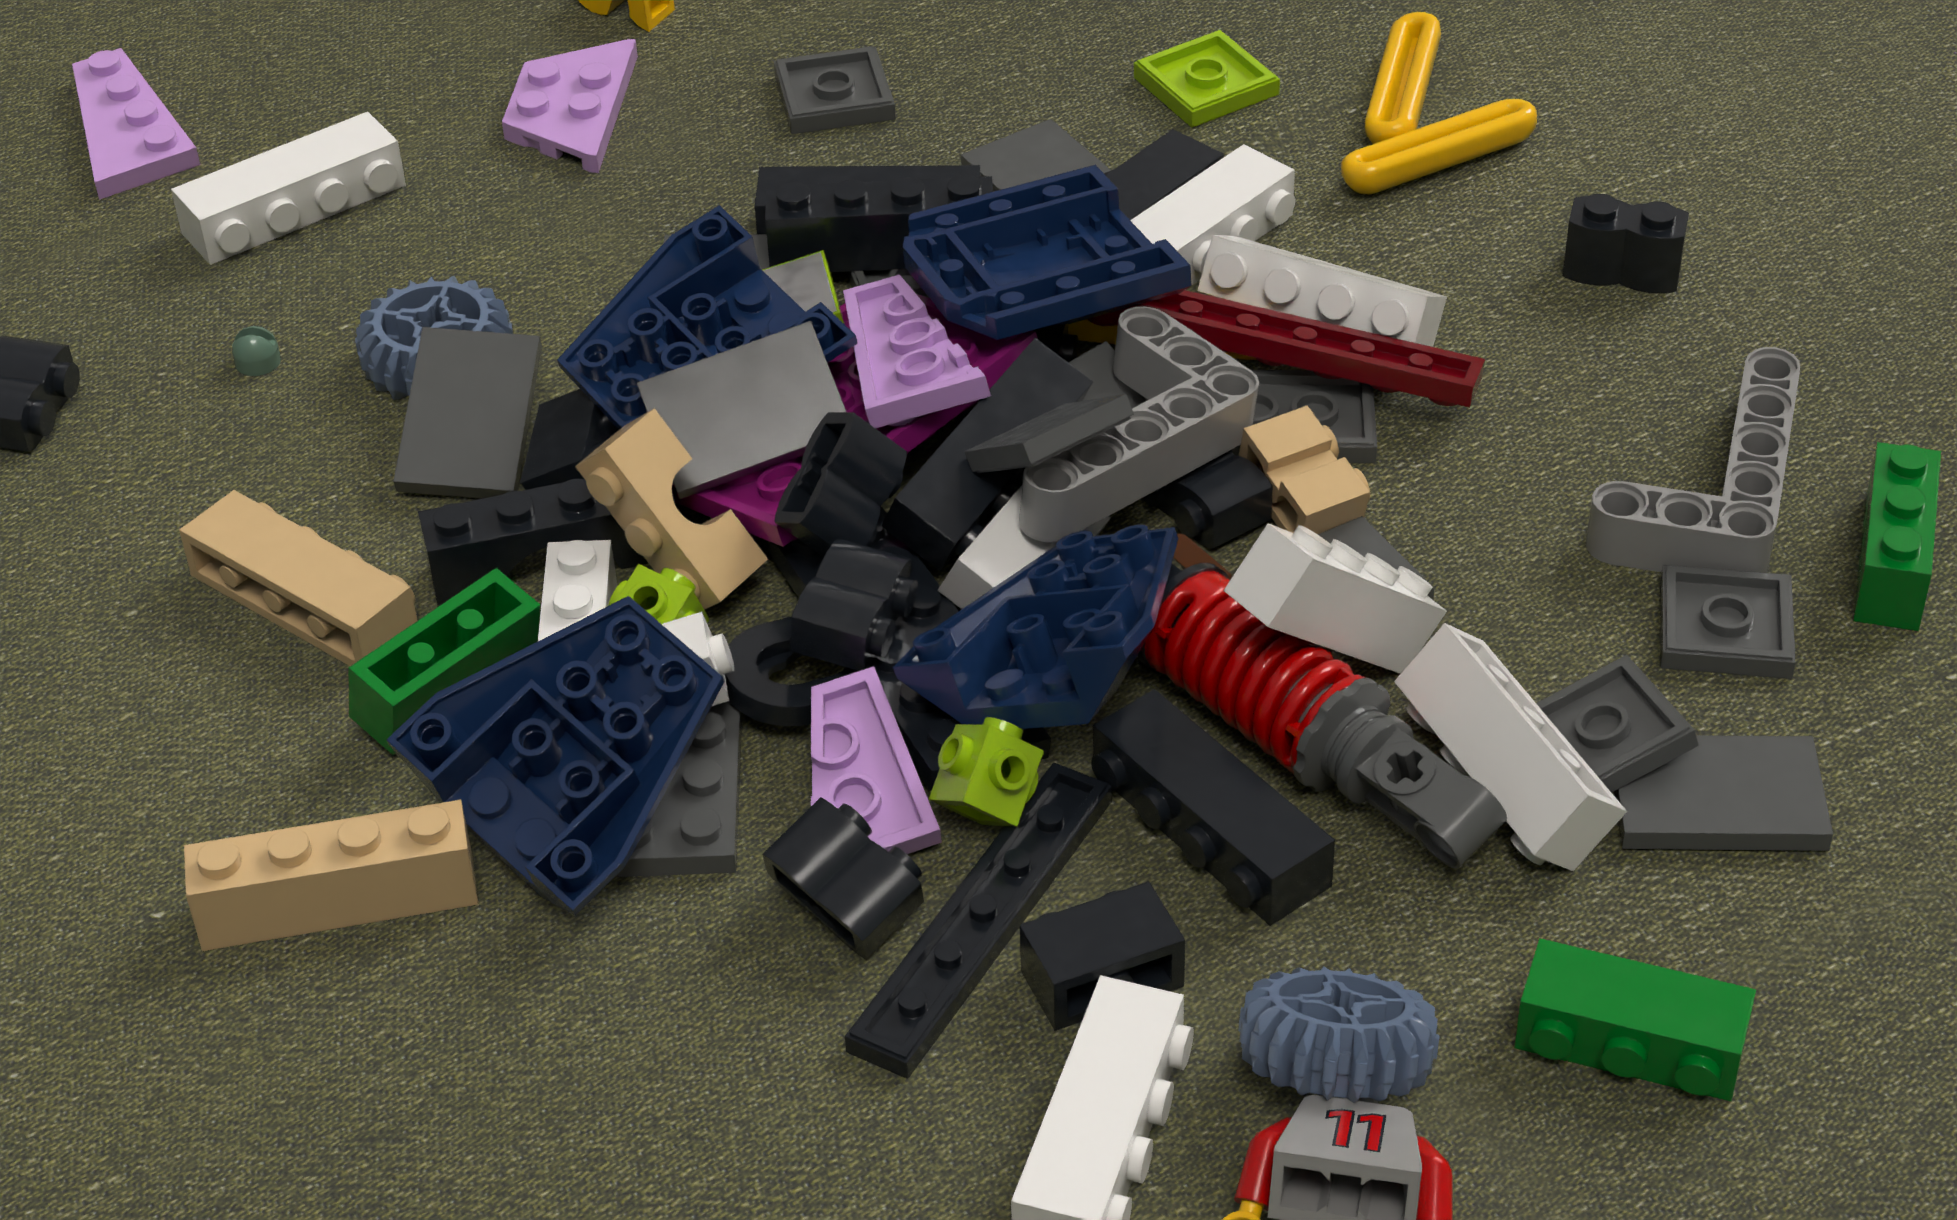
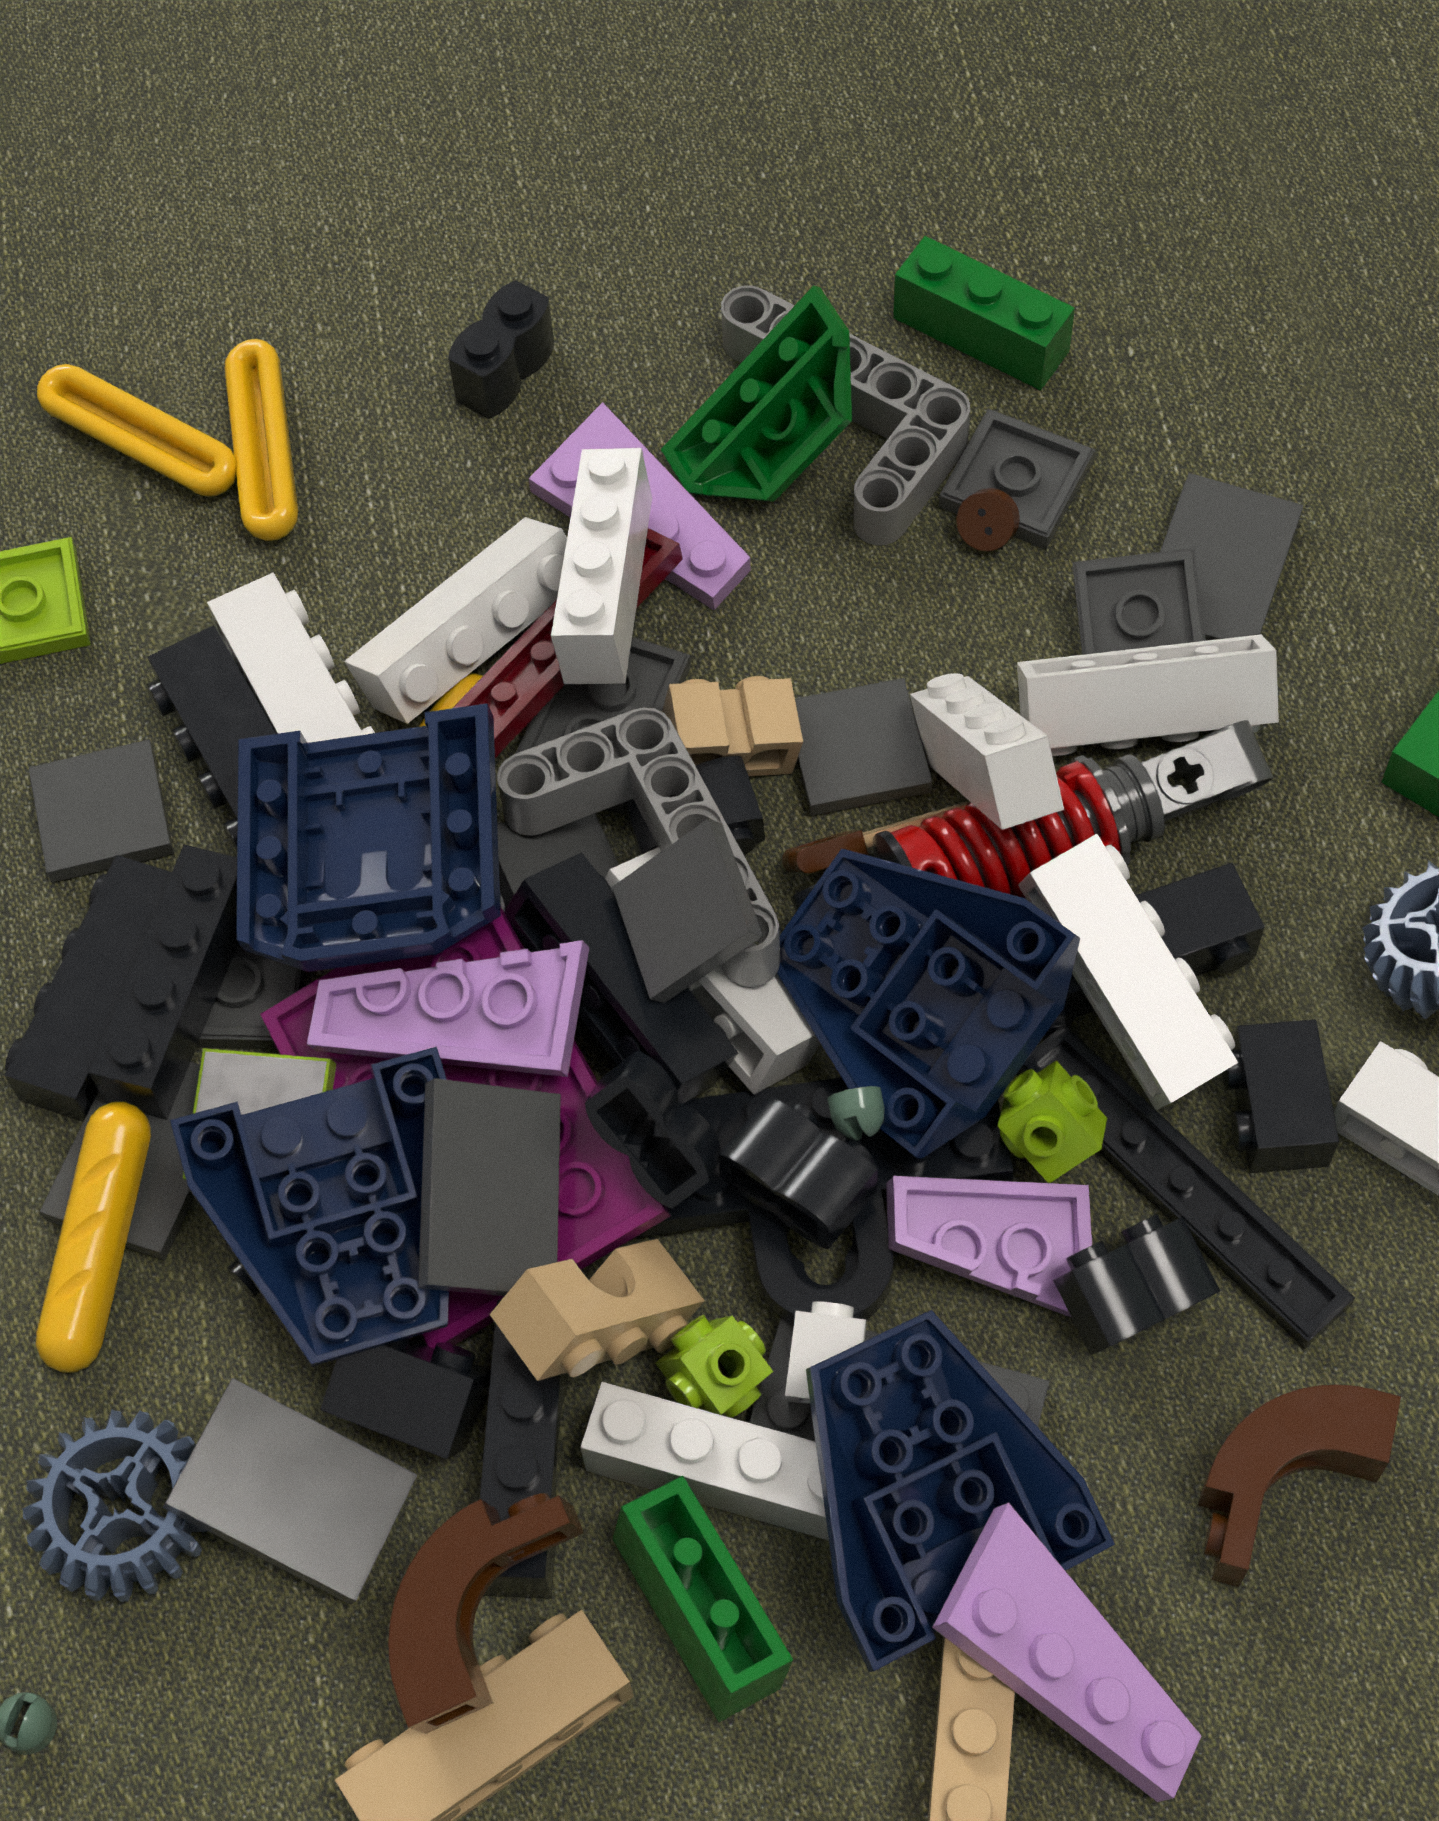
camera: 70 degrees left, 20 degrees up
(375, 481) = (438, 1600): none -> reddish brown arch
(454, 872) = (1056, 1650): none -> lavender wing
(612, 265) = (93, 1237): none -> yellow piece
(709, 1017) = (1302, 1430): none -> reddish brown arch
(916, 611) = (857, 1111): none -> sand green hinge
(1153, 766) = (1130, 974): none -> white brick
(1401, 325) = (602, 567): none -> white brick
(1525, 376) = (711, 558): none -> lavender wing
(1652, 599) = (988, 519): none -> reddish brown tile
(1666, 399) = (771, 409): none -> green wedge

